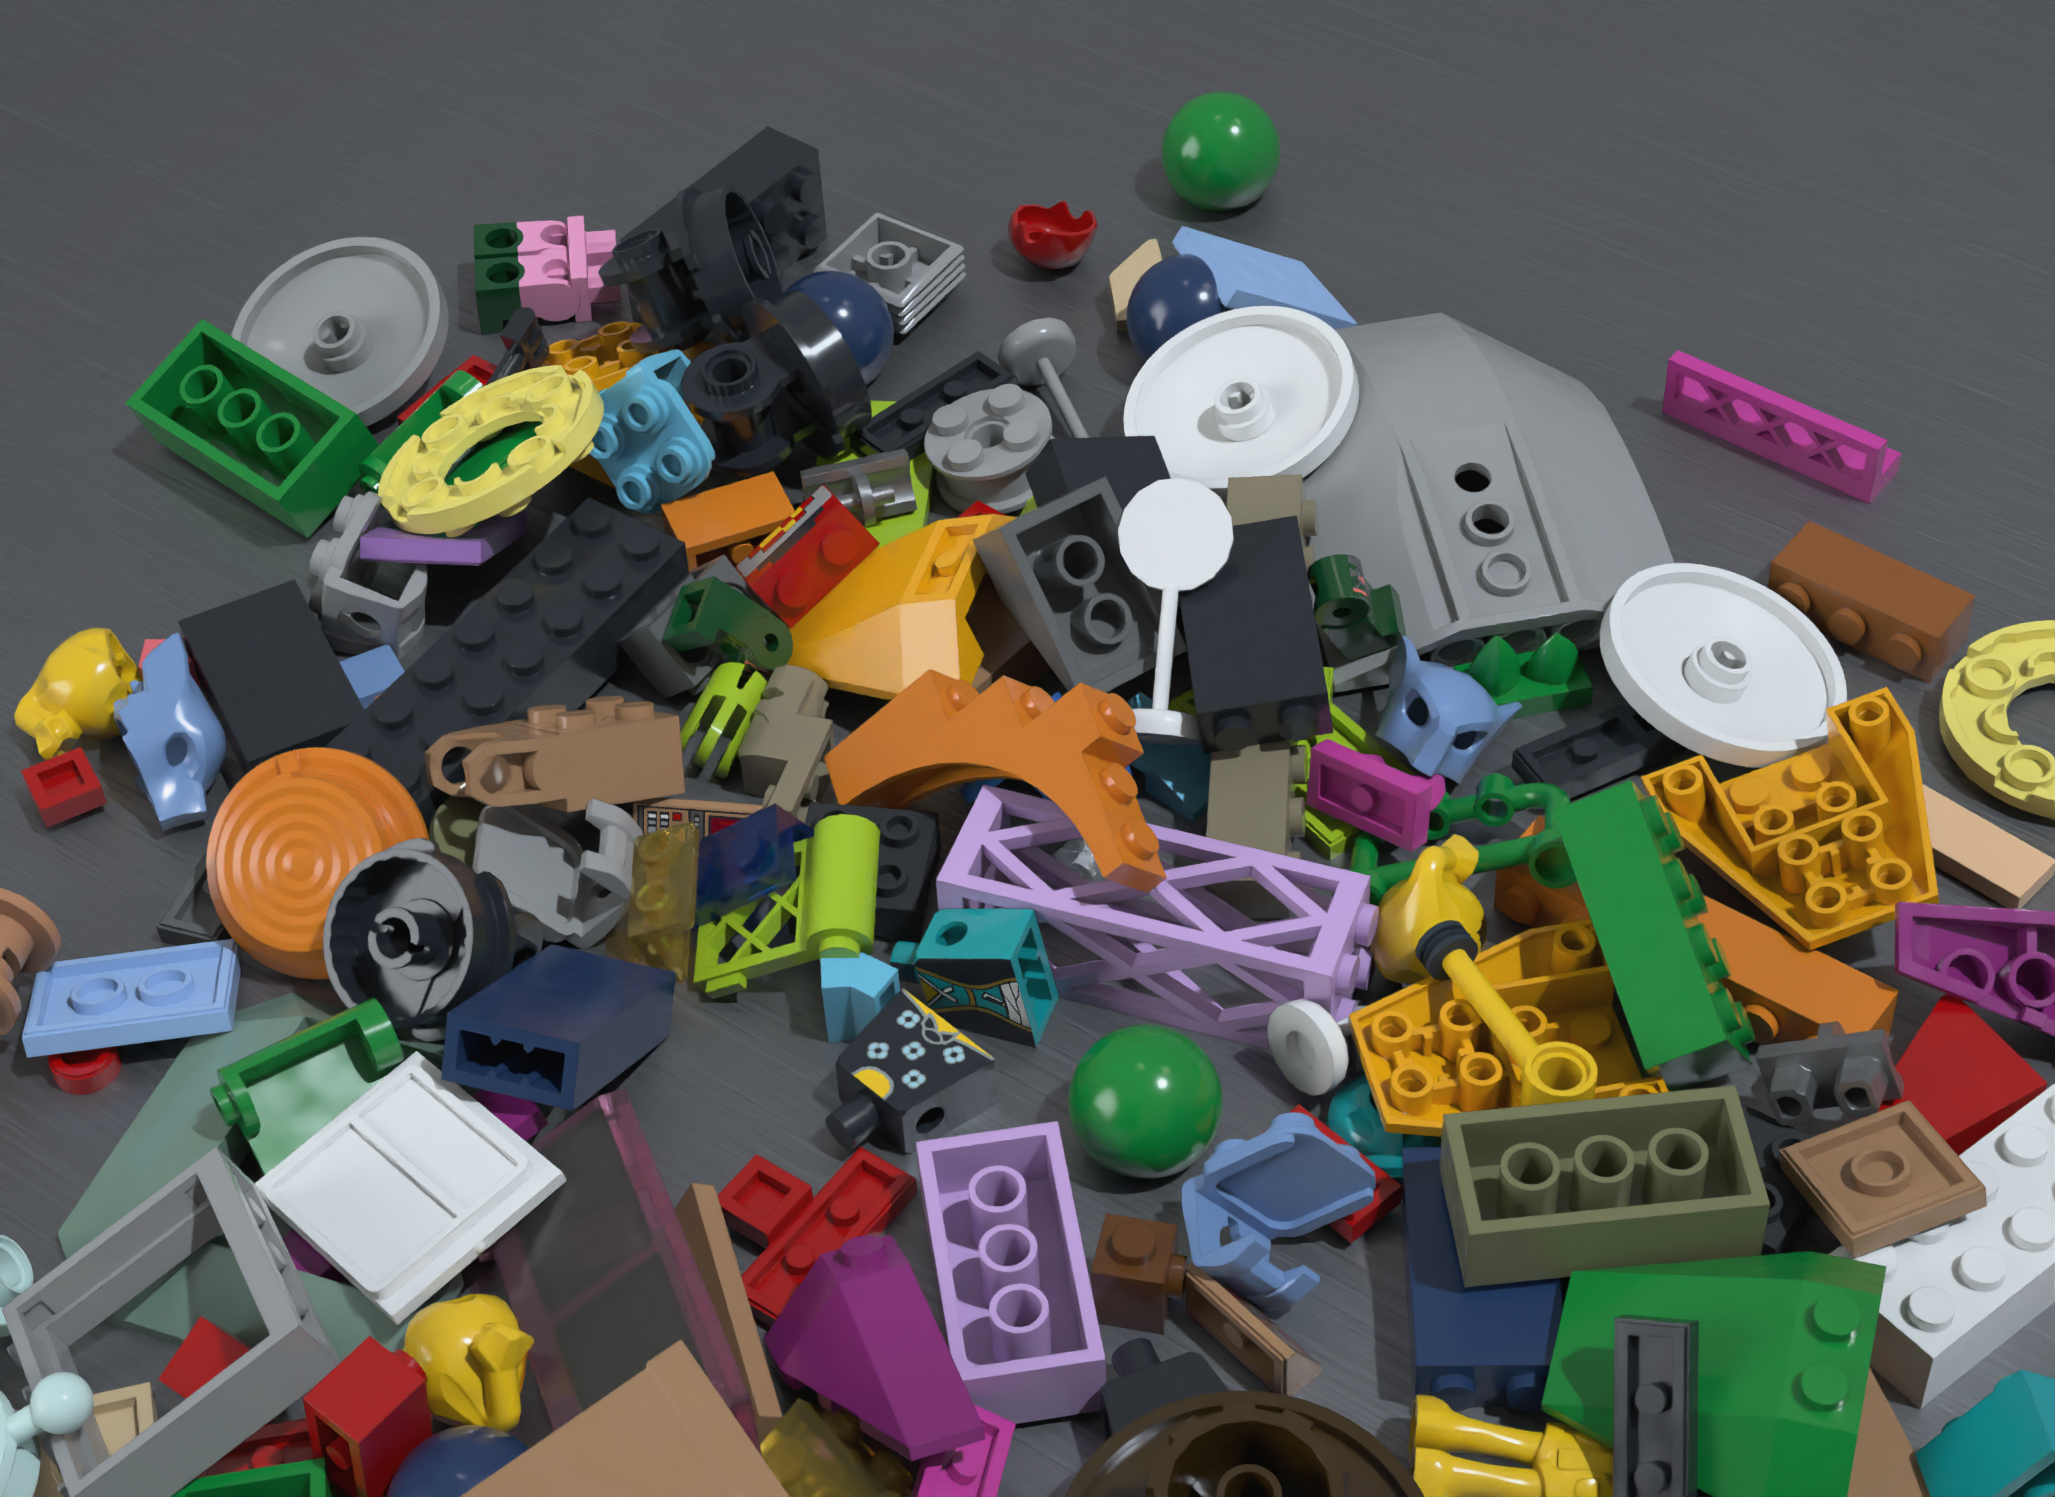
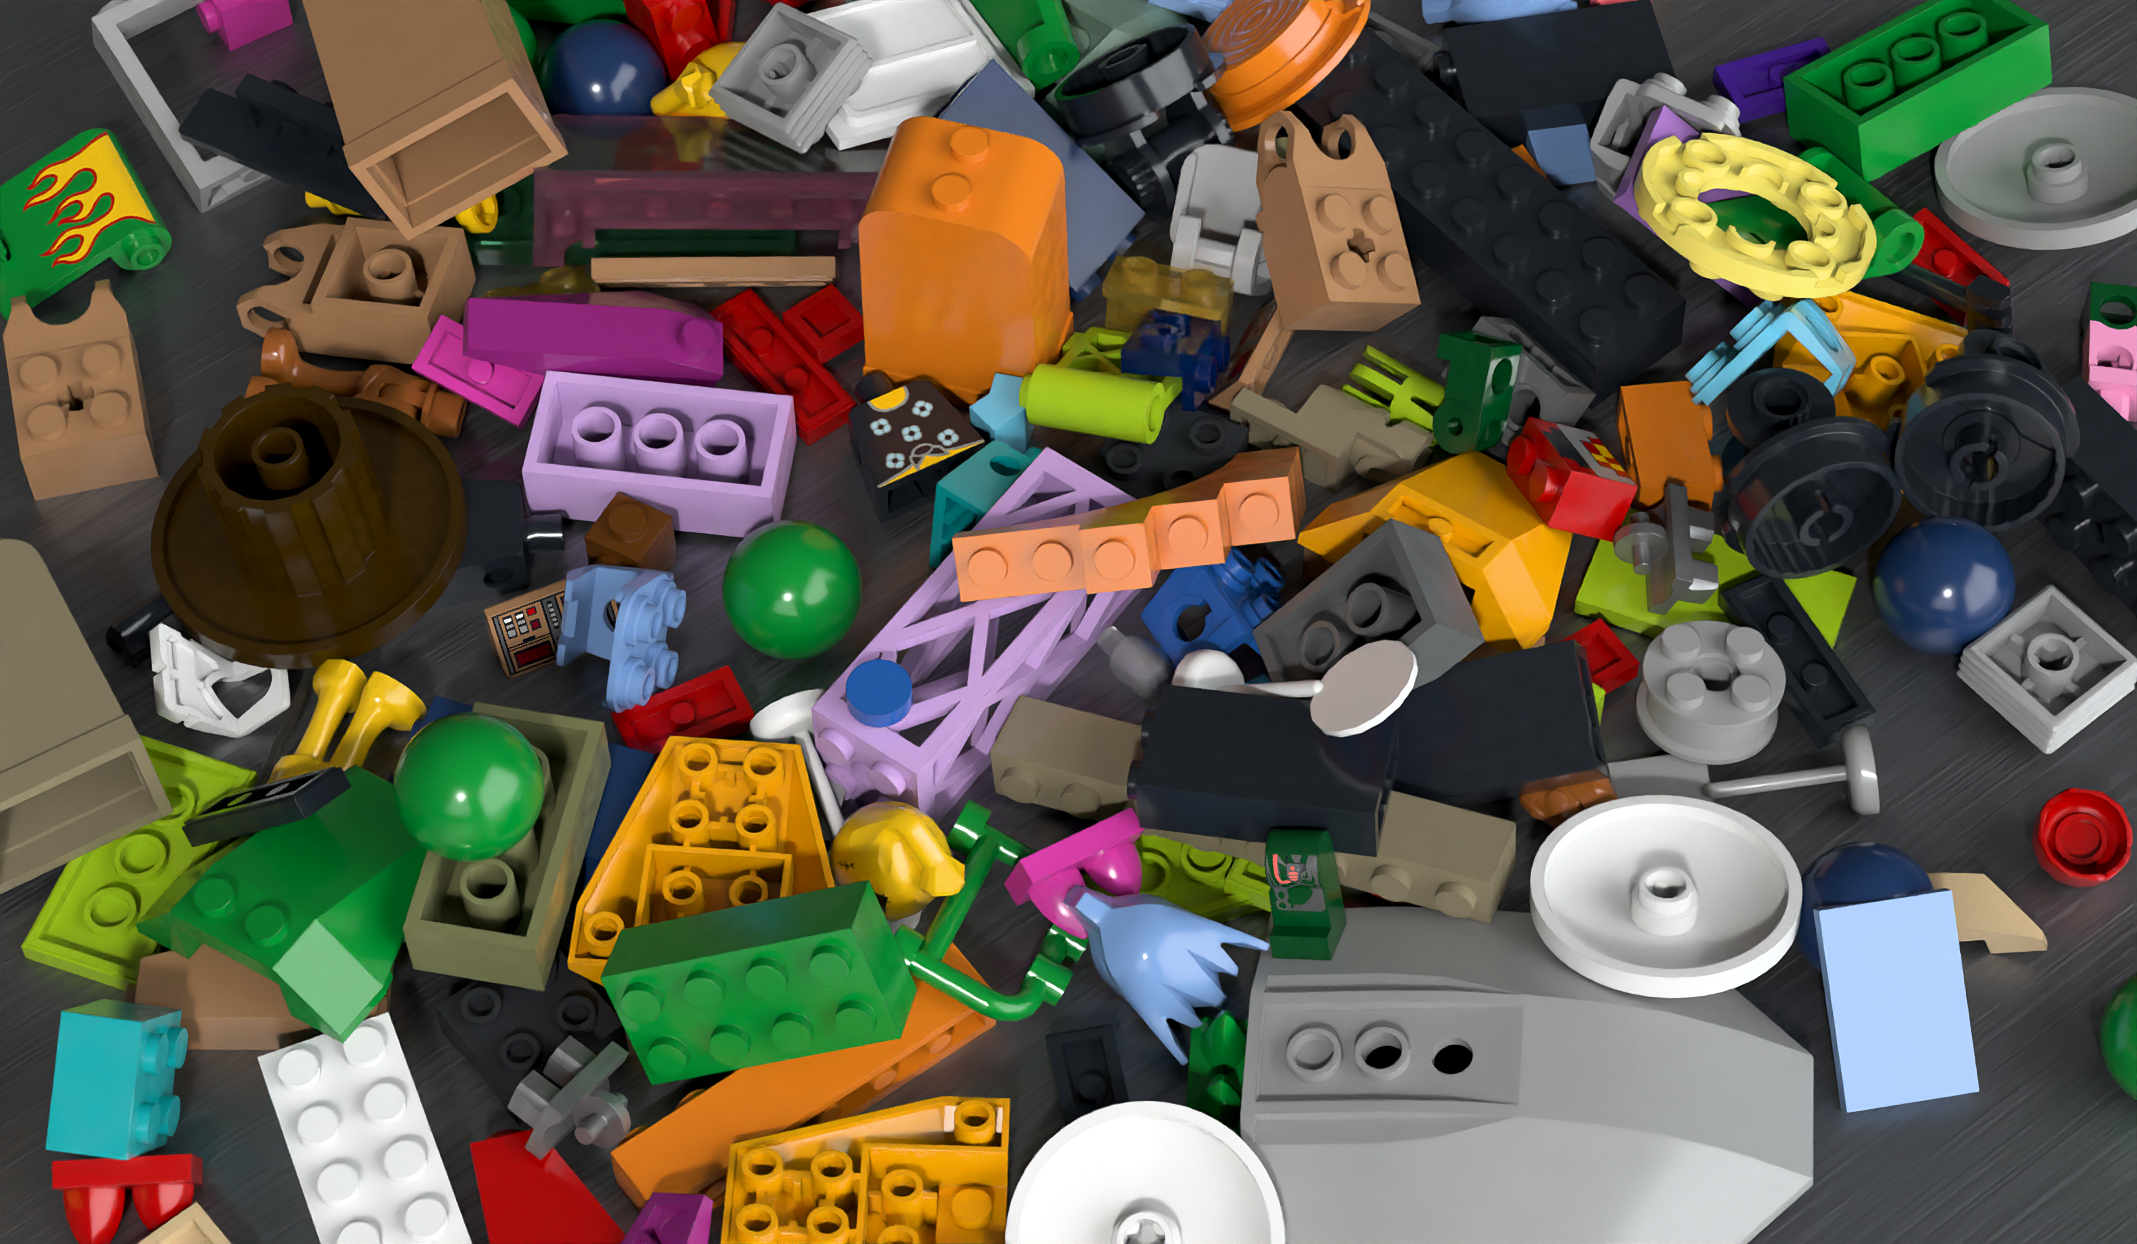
camera: 105 degrees right, 10 degrees up
(248, 543) = (1757, 81): none -> dark purple plate
(476, 1176) = (791, 77): none -> light grey brick
(737, 988) = (964, 259): none -> orange piece
(1300, 915) = (879, 693): none -> blue tile
(1550, 1070) = (632, 826): yellow piece -> none
(1610, 1153) = (468, 787): none -> green piece
(1882, 1178) = (436, 1080): medium nougat tile -> none

